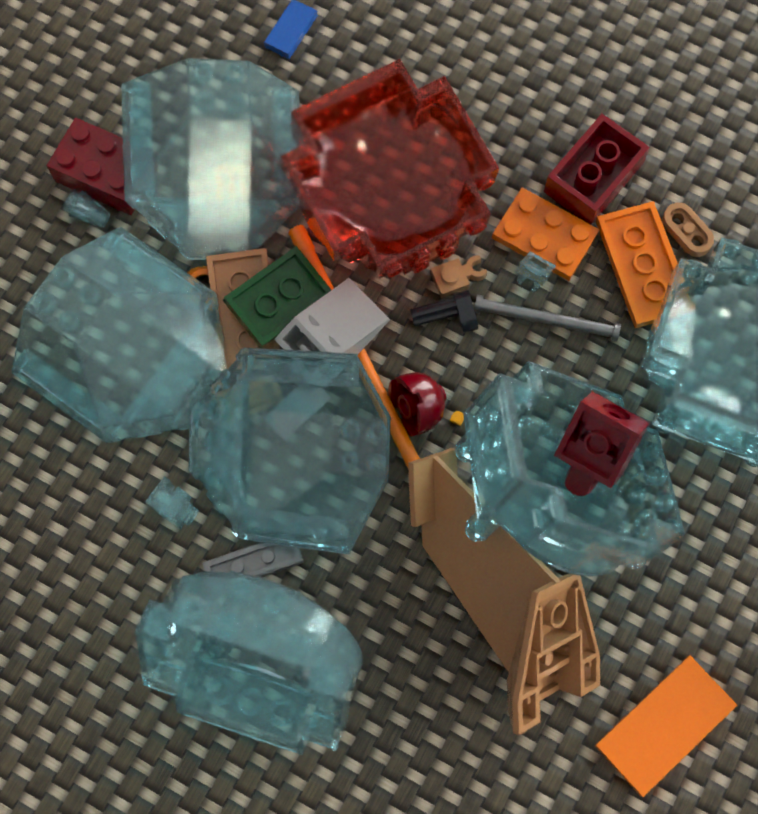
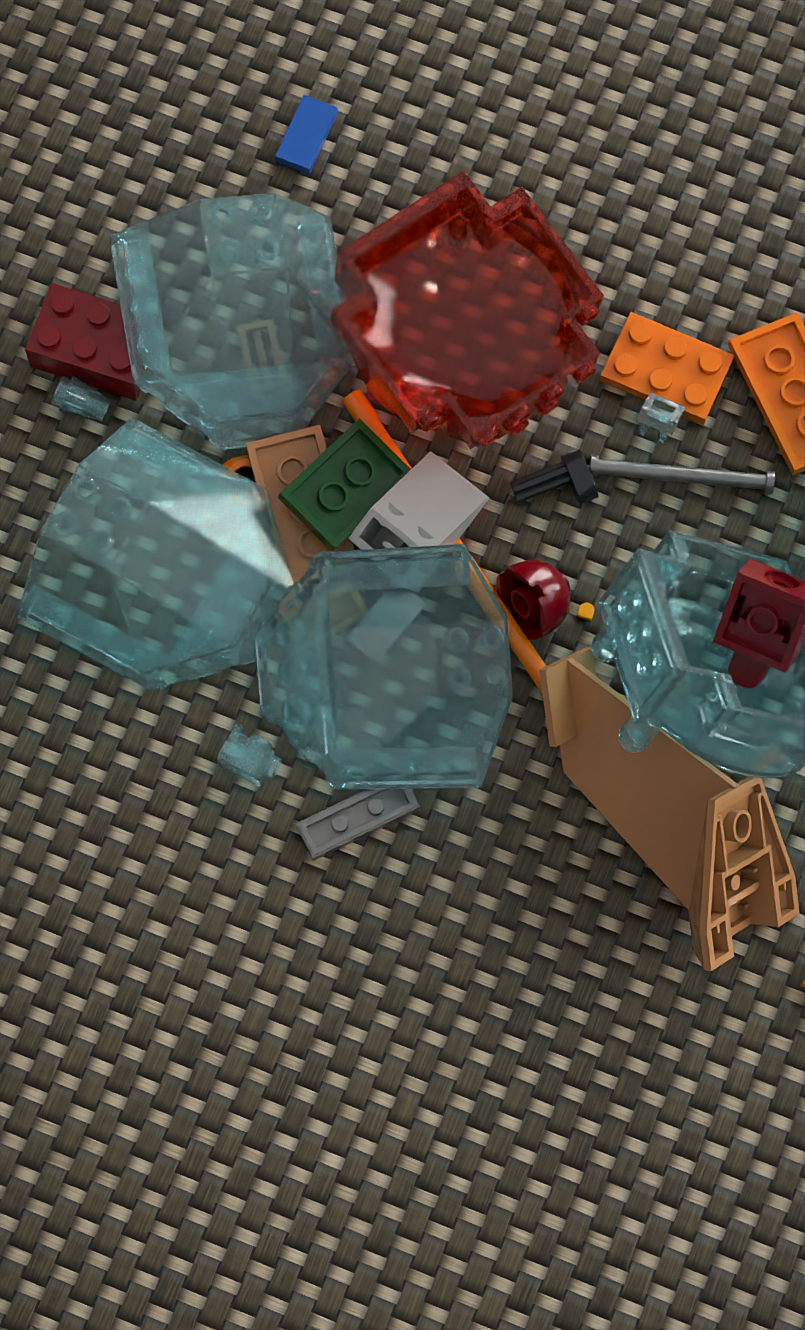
camera: 10 degrees left, 0 degrees up
(251, 658) = (386, 920): clear light blue windscreen -> none
(454, 277) = (559, 436): medium nougat plate -> none
(596, 169) = (721, 279): dark red brick -> none

